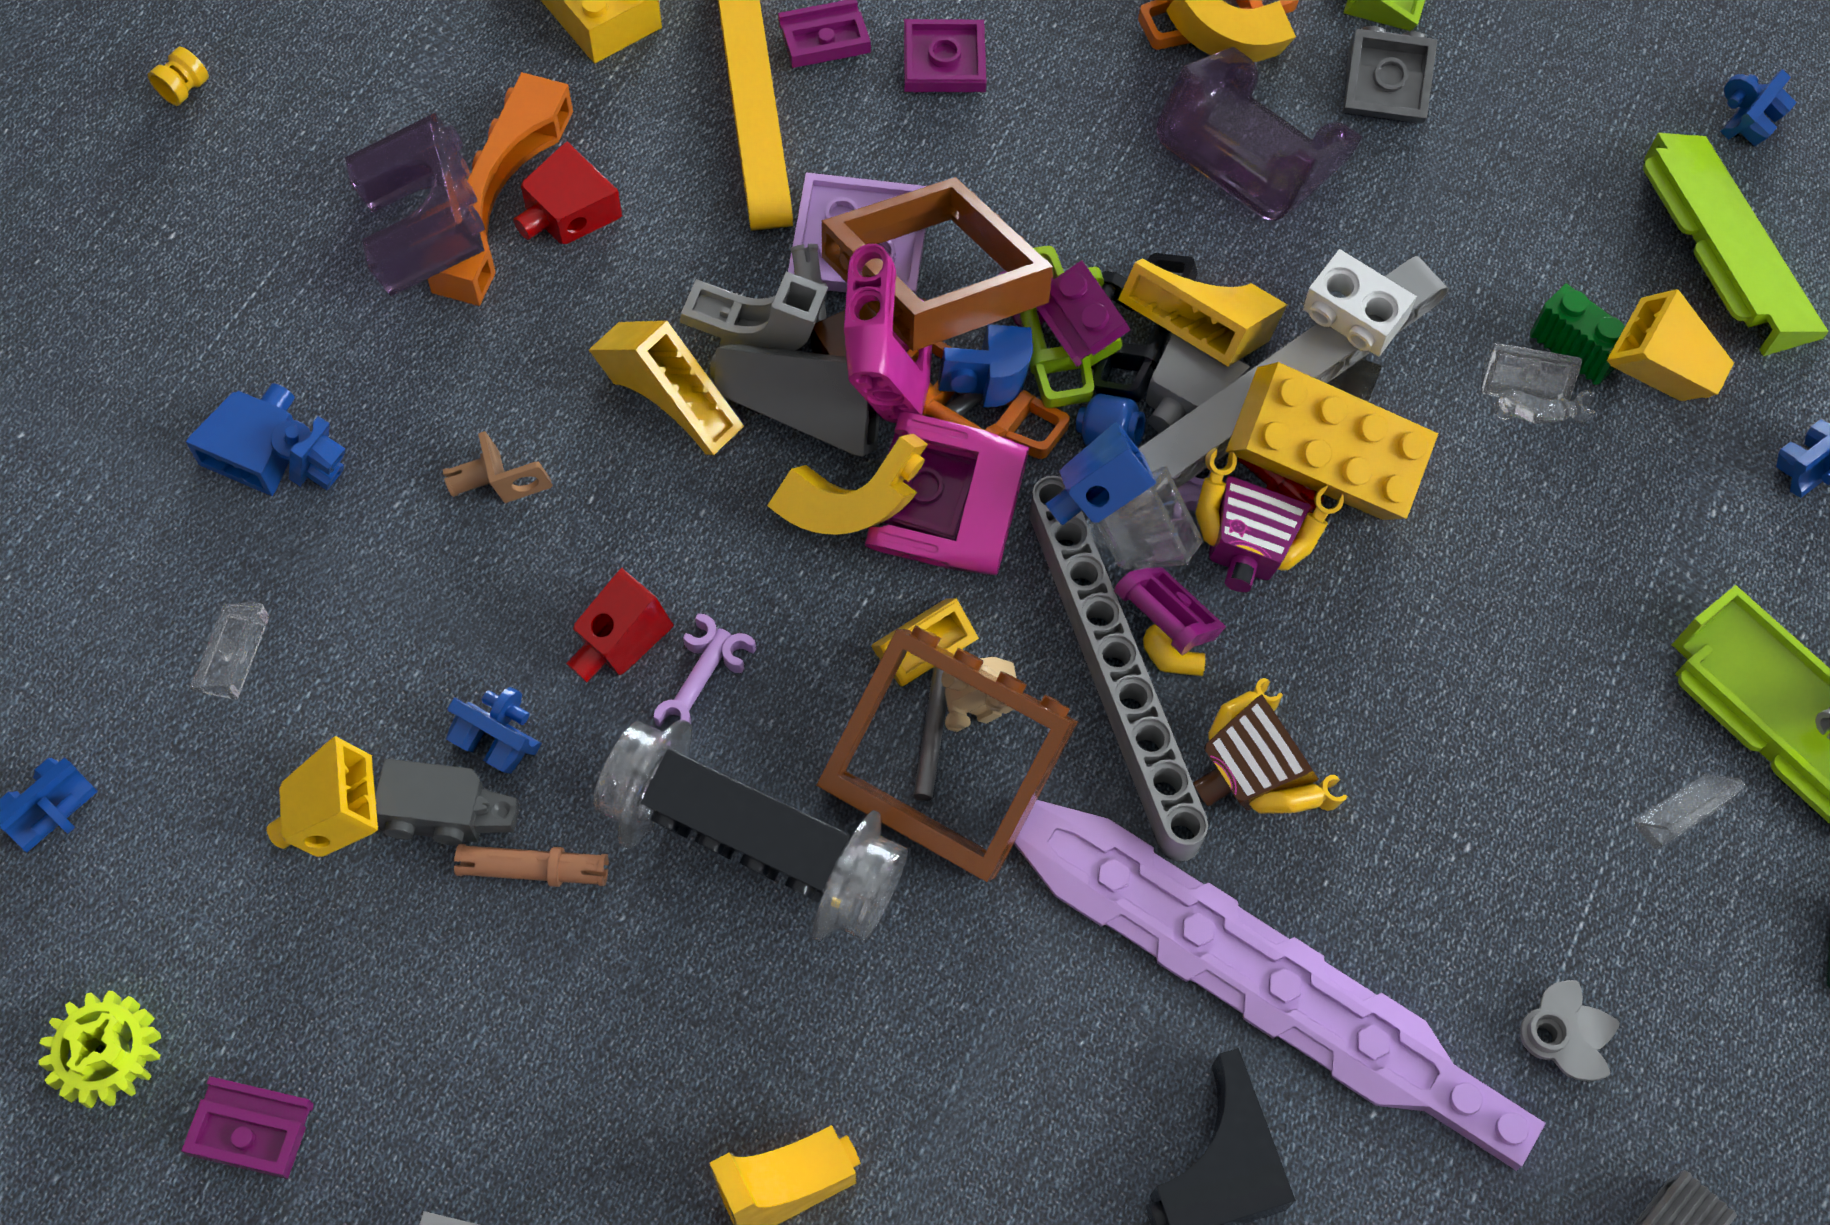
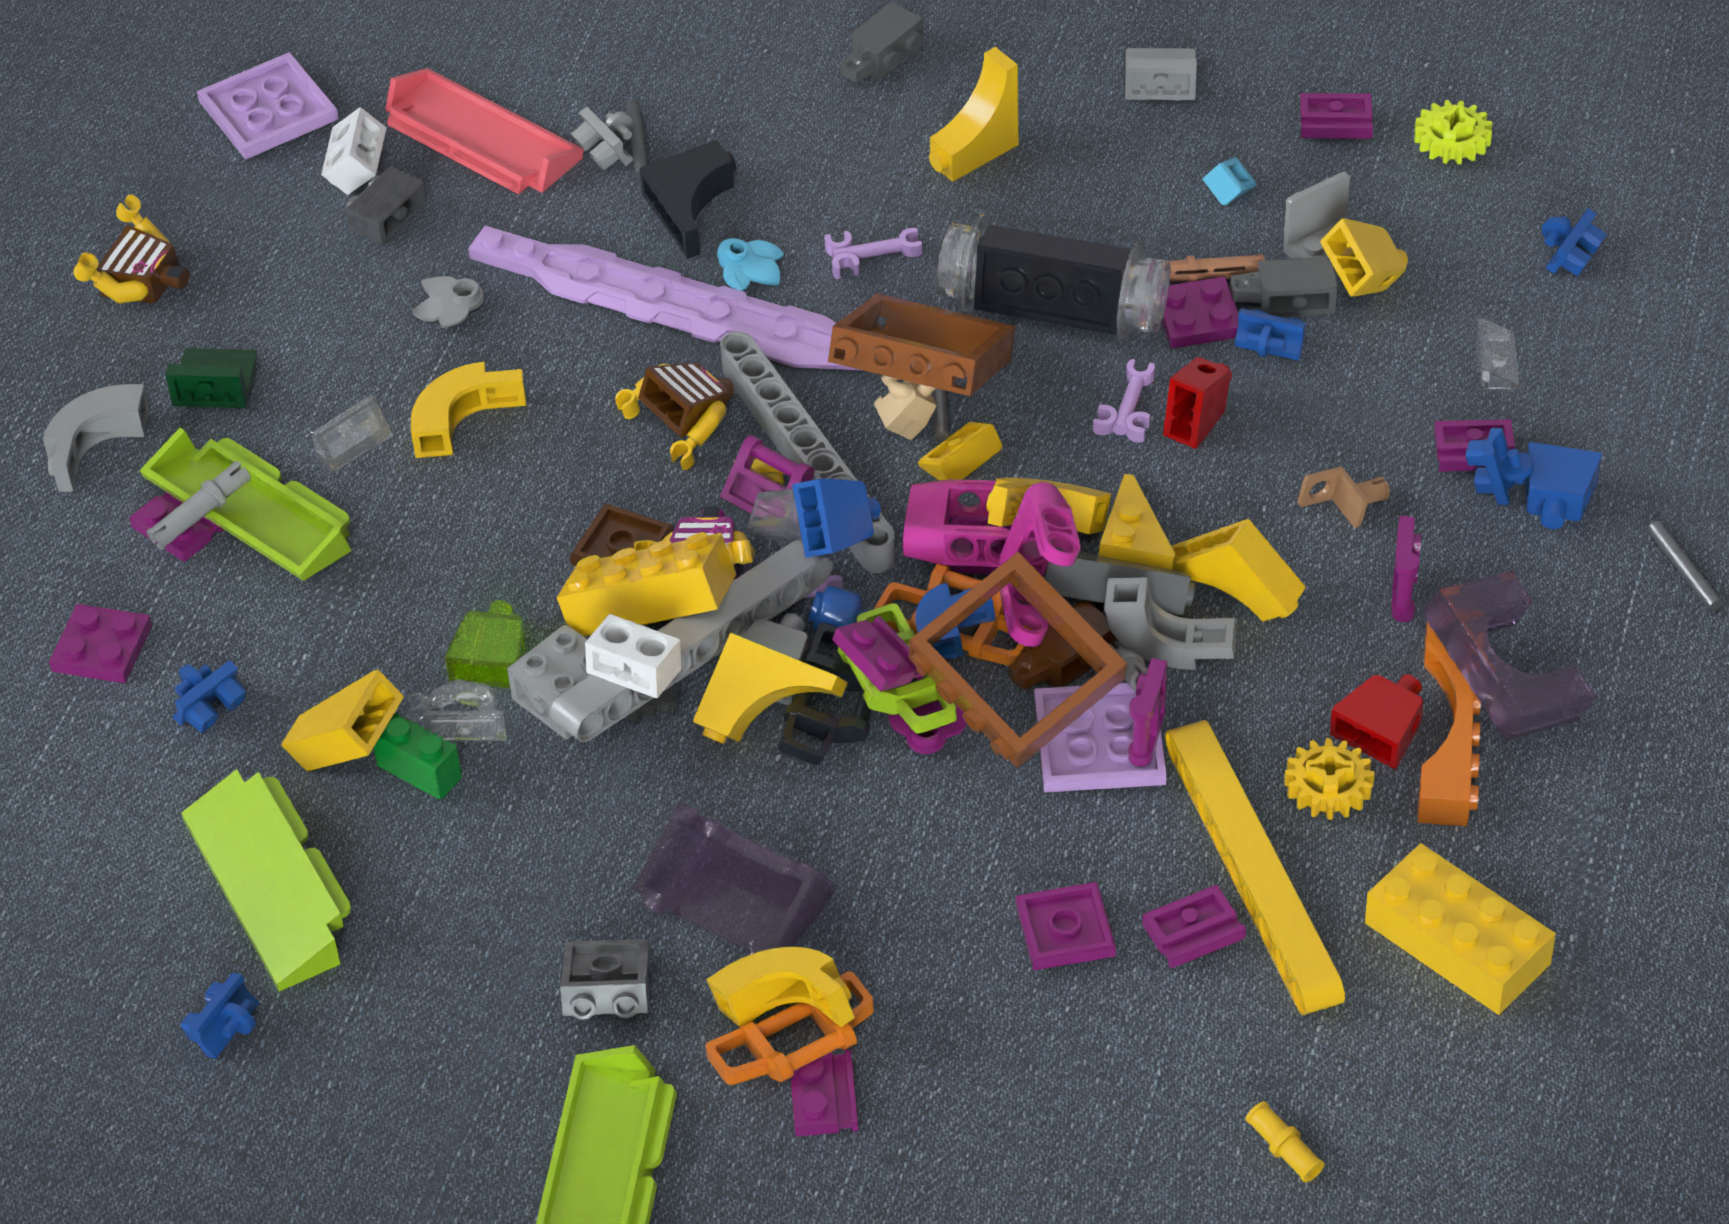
camera: 175 degrees right, 15 degrees down
(167, 327) = (1685, 566): none -> flat silver bar
(318, 516) = (1454, 436): none -> magenta plate
(359, 889) = (1313, 214): none -> light grey bracket
(447, 1030) = (1229, 181): none -> medium azure slope
(474, 335) = (1405, 570): none -> magenta plate
(559, 805) = (1199, 313): none -> magenta plate
(645, 144) = (1329, 778): none -> yellow gear
(756, 449) = (1134, 530): none -> yellow wing
(811, 186) = (1148, 712): none -> magenta plate
(1011, 1007) = (848, 256): none -> lavender bar
(1140, 1009) = (749, 262): none -> medium azure plate
(1348, 574) = (617, 530): none -> reddish brown plate
(1428, 381) = (549, 672): none -> light grey bracket
(1503, 455) = (486, 646): none -> clear neon green torso
(1582, 805) = (457, 396): none -> yellow arch

